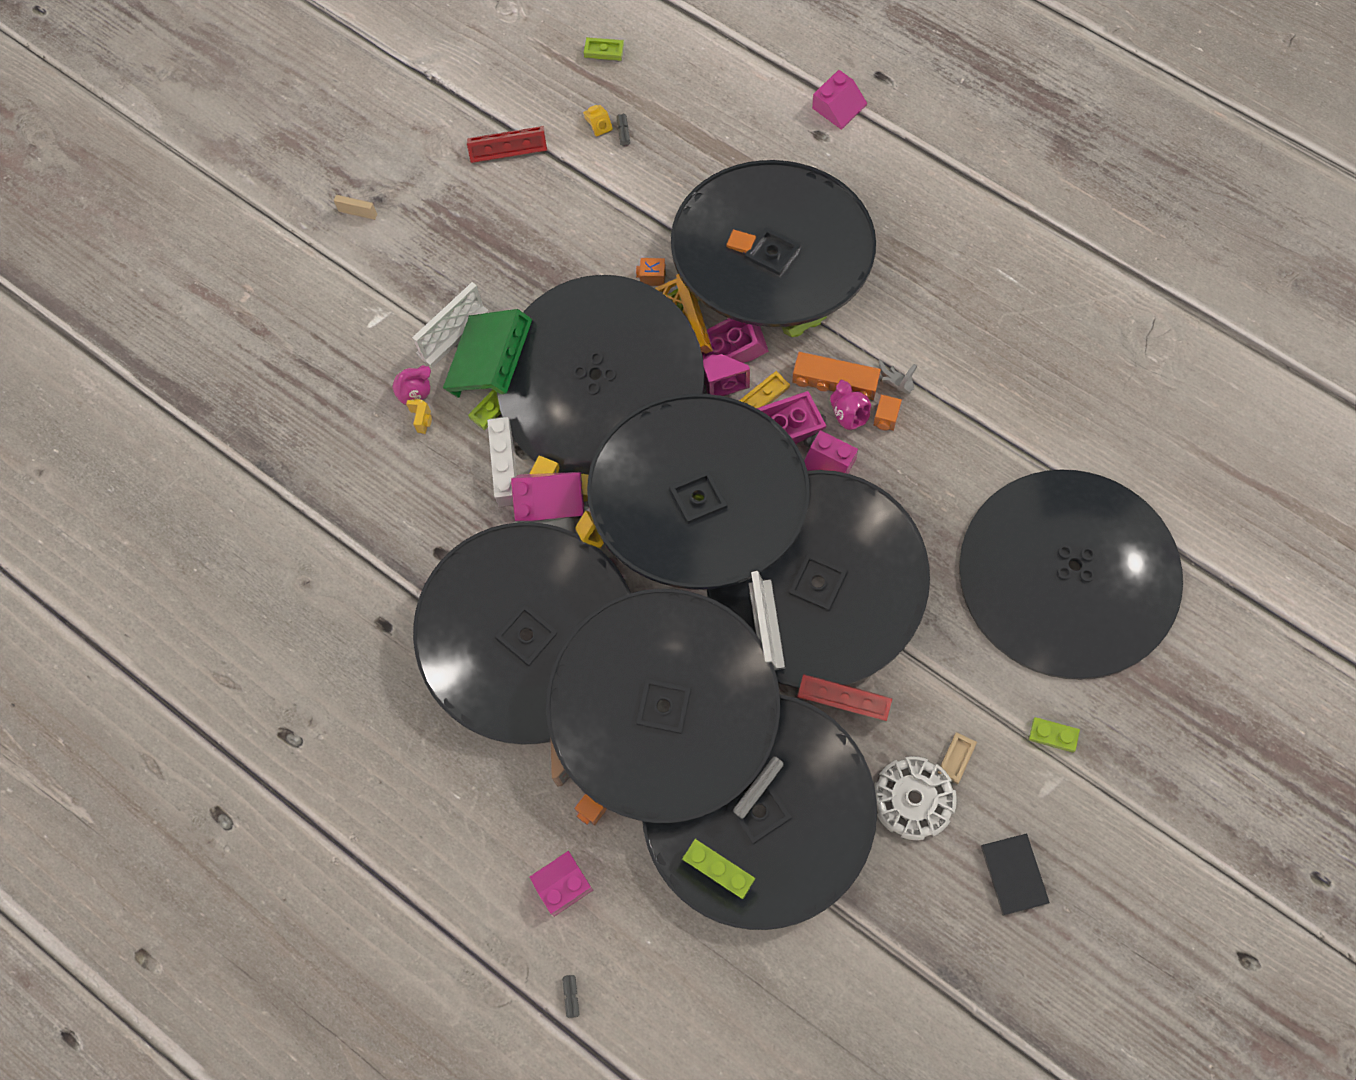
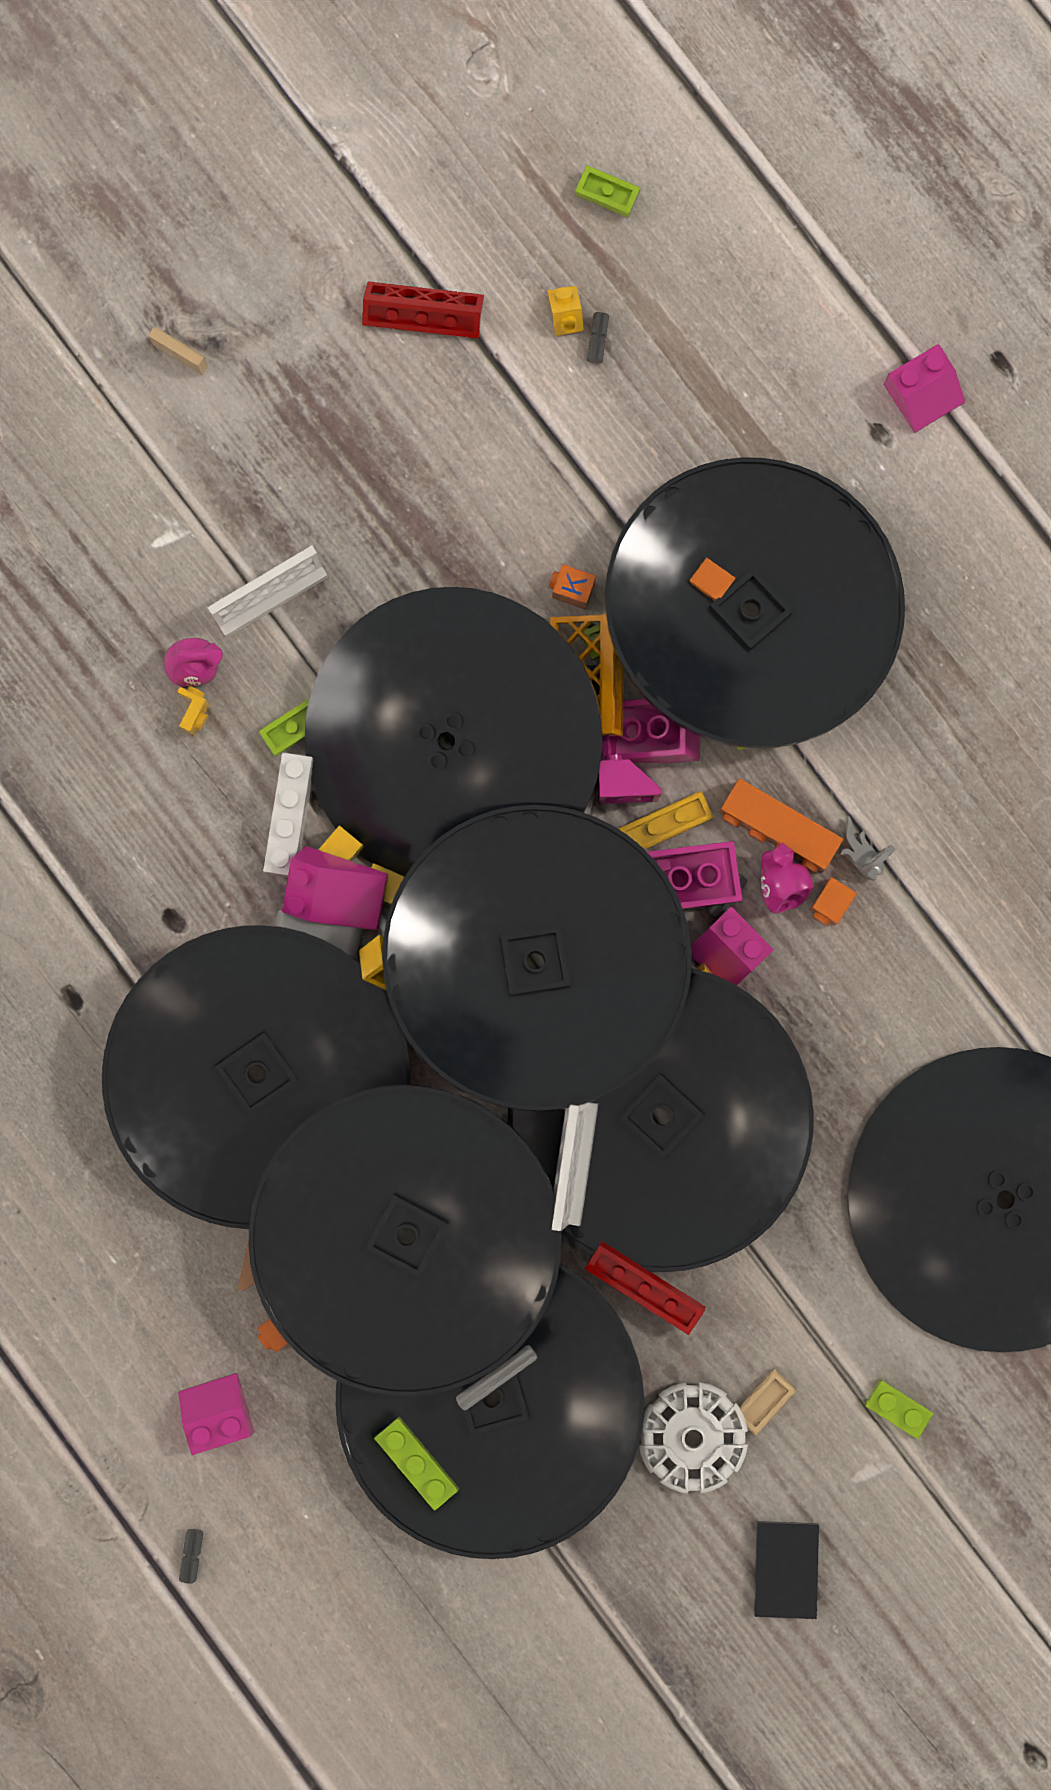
camera: 10 degrees right, 15 degrees up
(488, 352) = (307, 655): green panel -> none

